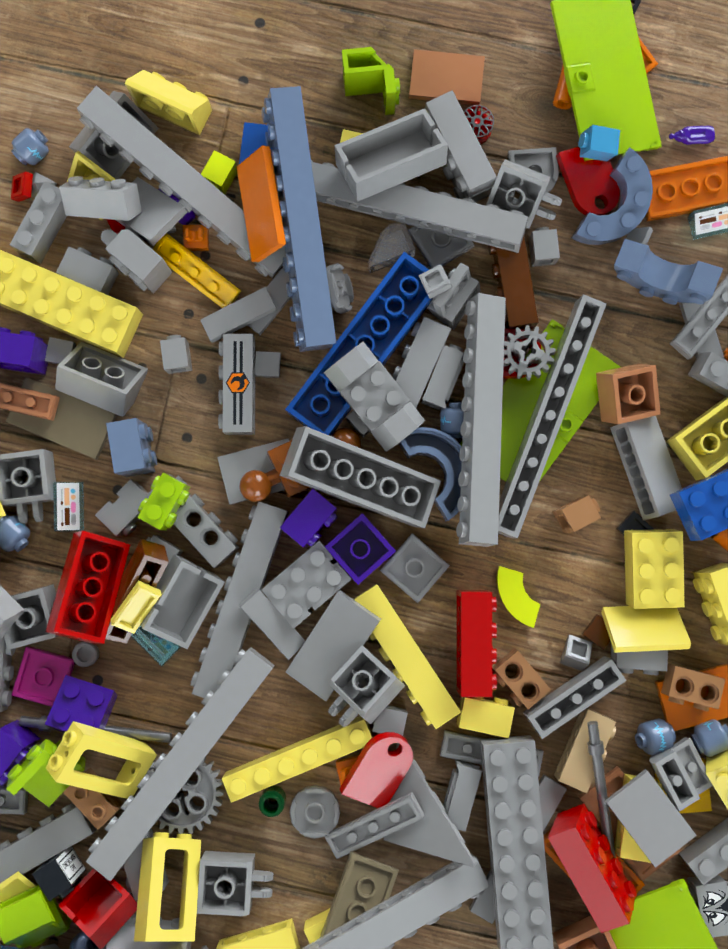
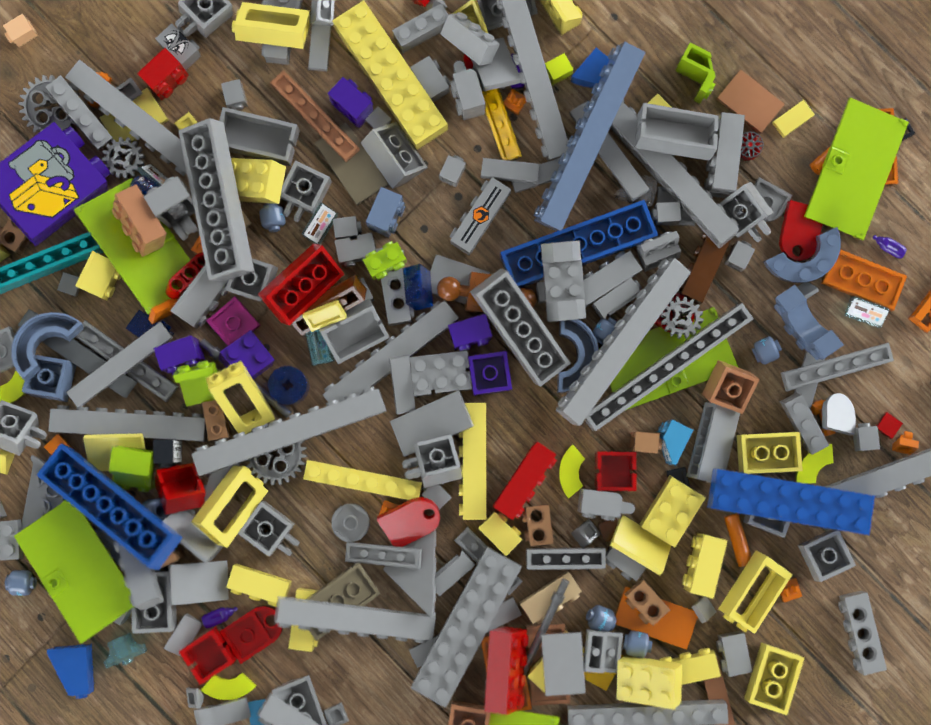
camera: 30 degrees right, 0 degrees up
(85, 654) = (269, 325): light grey tile -> none
(100, 491) = (347, 227): none -> light grey brick
(145, 721) = (282, 376): none -> clear blue brick
(220, 506) = (417, 287): none -> clear blue brick
(261, 204) = (571, 110): orange tile -> none
(267, 364) = (507, 215): light grey tile -> none
(270, 808) = (323, 496): dark green brick -> none
(339, 288) = (587, 196): light grey tile -> none
(358, 234) = (617, 162): none -> light grey tile
(414, 568) = (516, 409): light grey tile -> none
(435, 281) = (651, 232): light grey tile -> none
(437, 250) = (666, 213): none -> light grey brick
(503, 66) = (793, 118): none -> light yellow tile
(564, 566) = (615, 471): none -> red piece
(575, 611) = (602, 503): none -> light grey hinge
(599, 143) = (819, 211): dark azure brick -> none
(608, 490) = (674, 440): none -> dark azure slope
(639, 329) = (766, 350): none -> sand blue head

